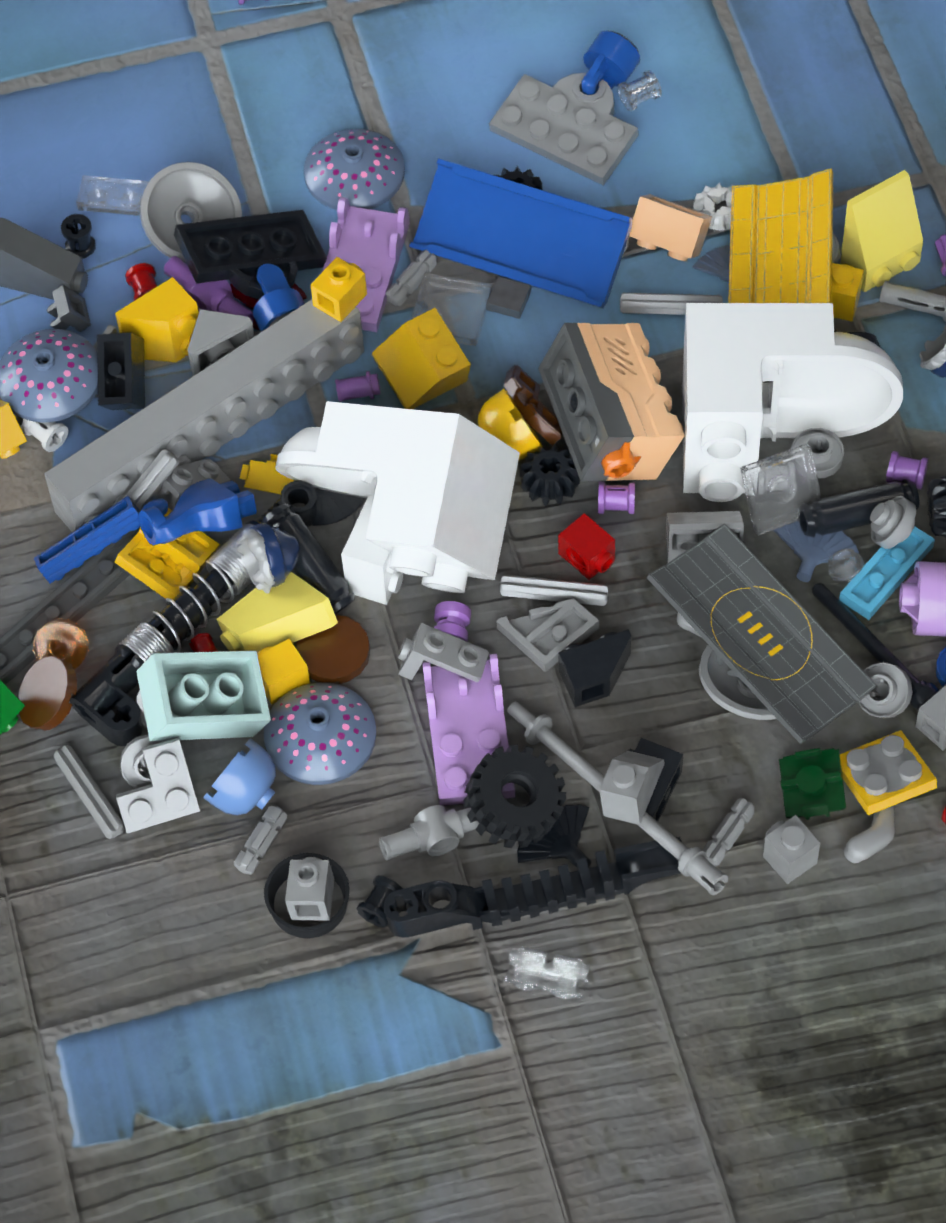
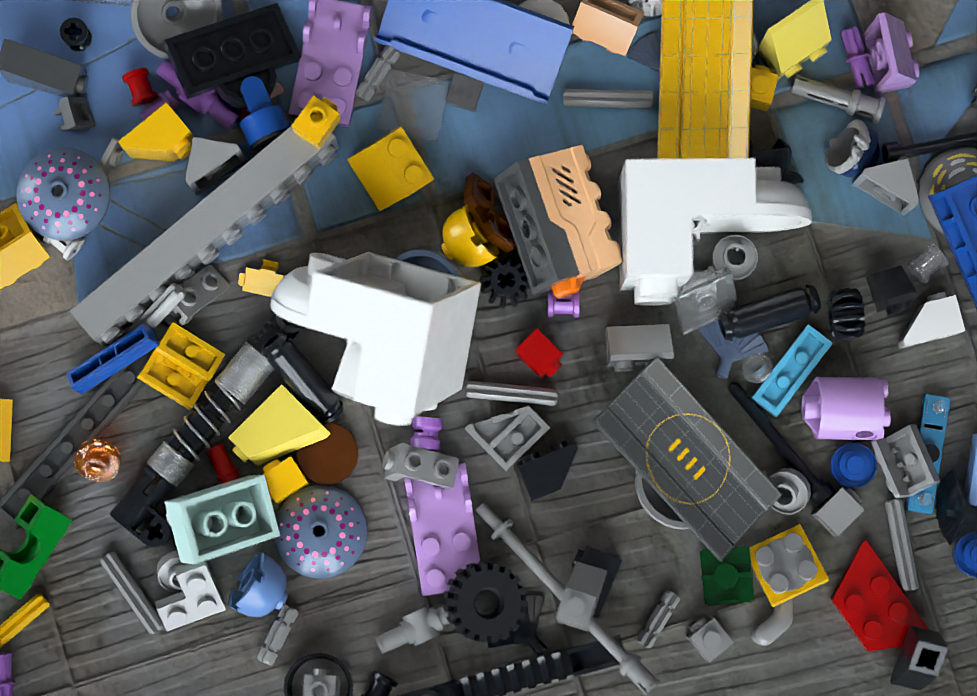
camera: 10 degrees left, 25 degrees up
(47, 693) = (90, 508): tile -> none
(121, 371) = (126, 189): black brick -> none
(199, 508) = (207, 333): blue hips -> none
(268, 555) = (271, 388): hair -> none
(358, 387) = (336, 191): medium lavender pin -> none
(892, 521) = (799, 336): light grey plate -> none
(907, 468) = (811, 271): medium lavender bush -> none

